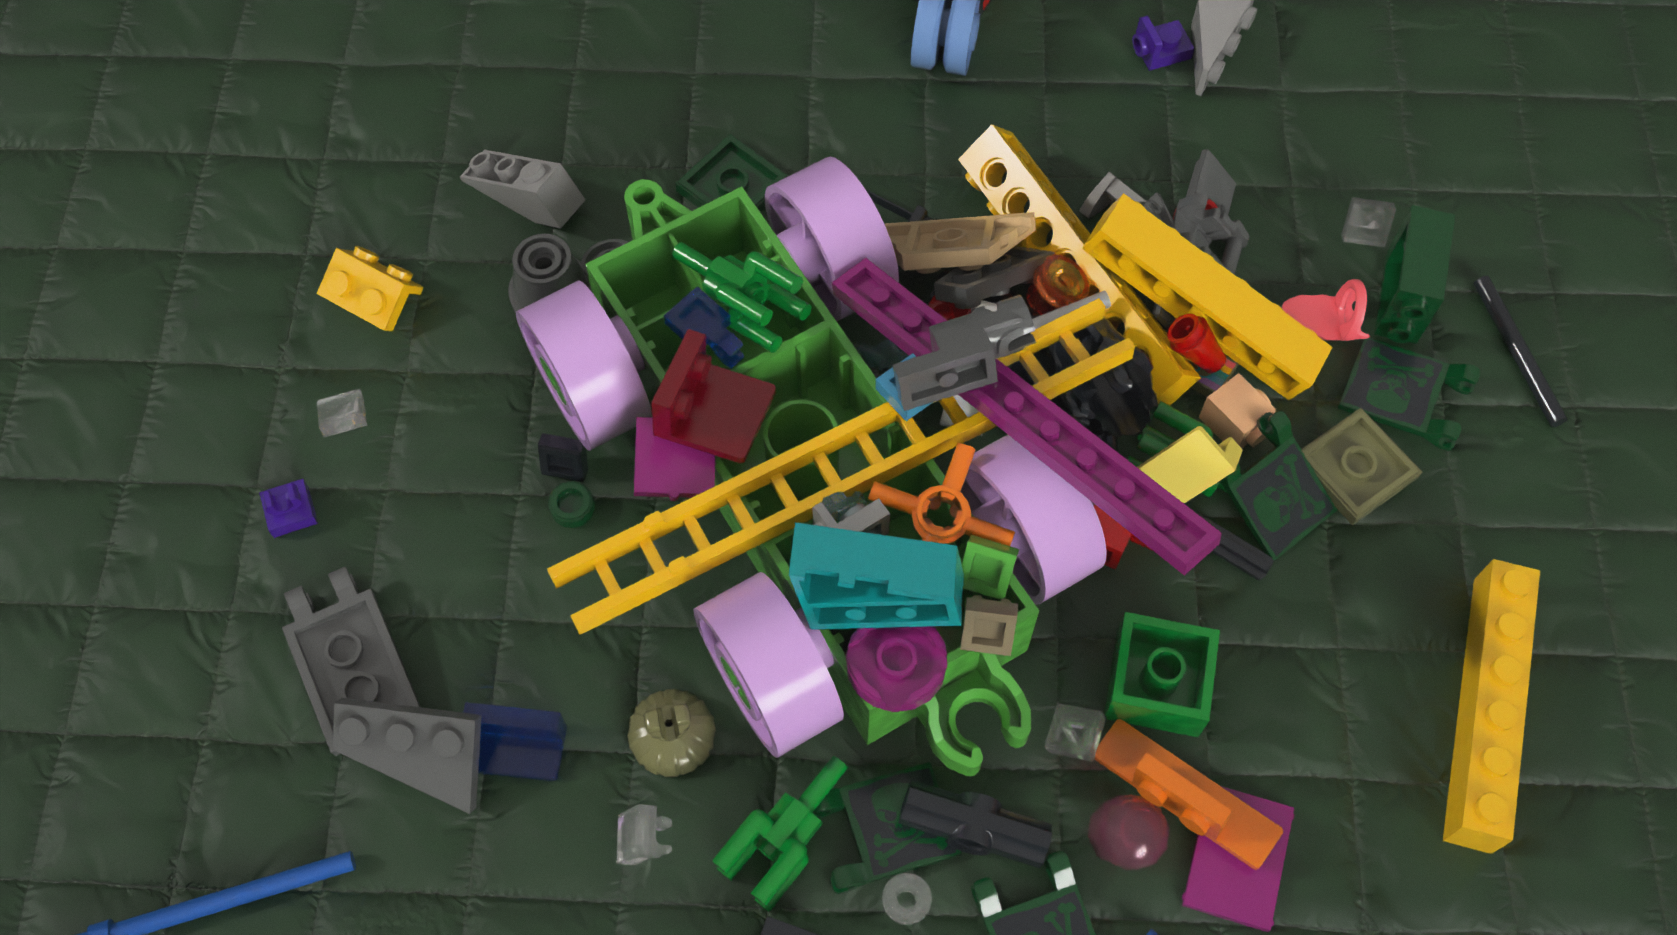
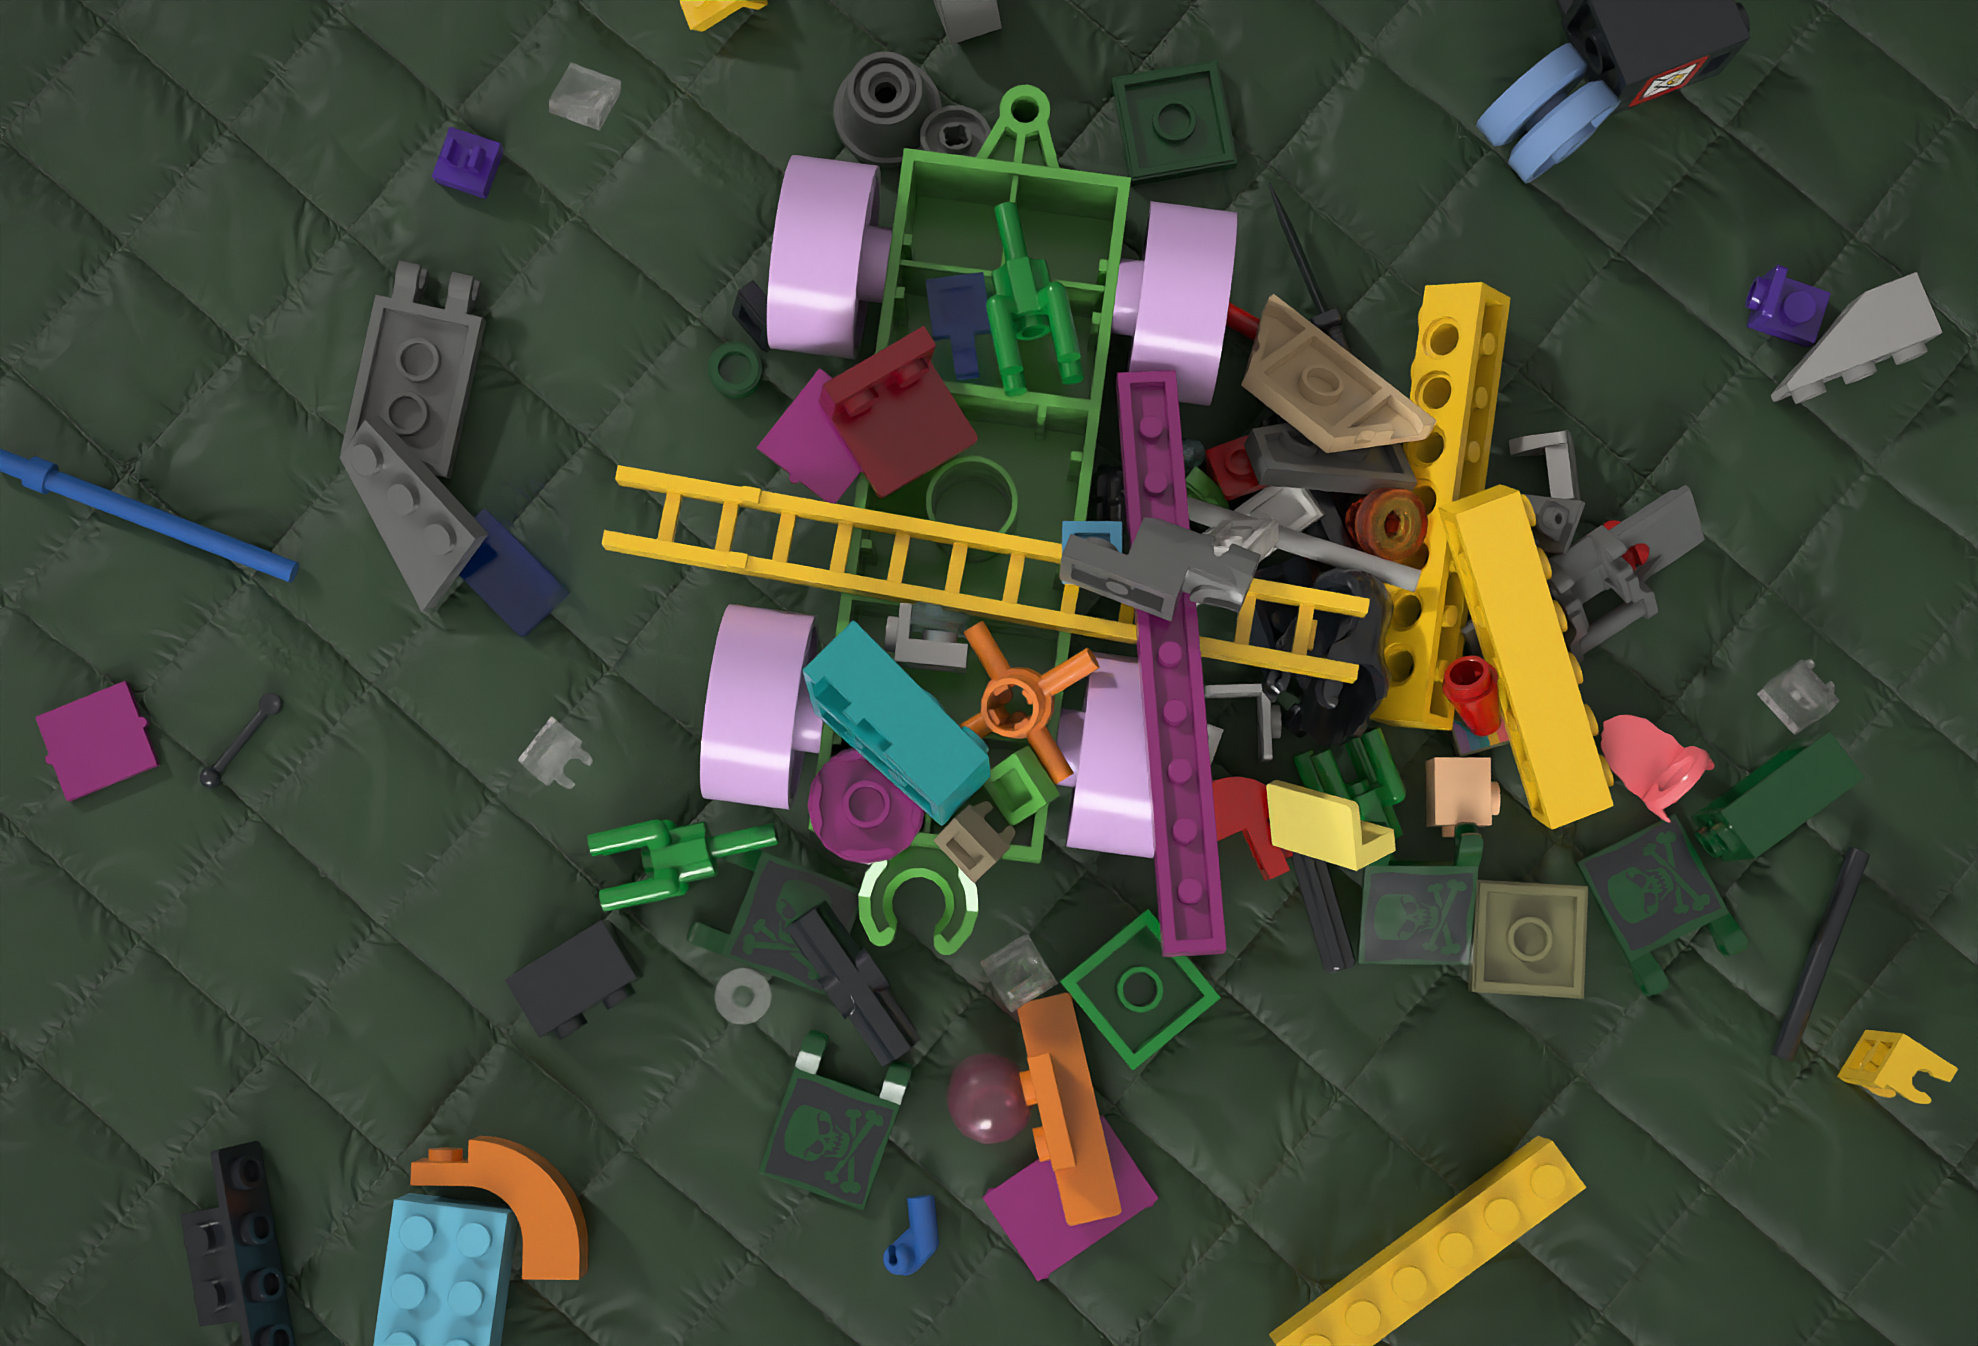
camera: 40 degrees right, 20 degrees up
(675, 748) = (675, 688): olive hair -> none
(1623, 363) = (1888, 1062): none -> yellow hinge

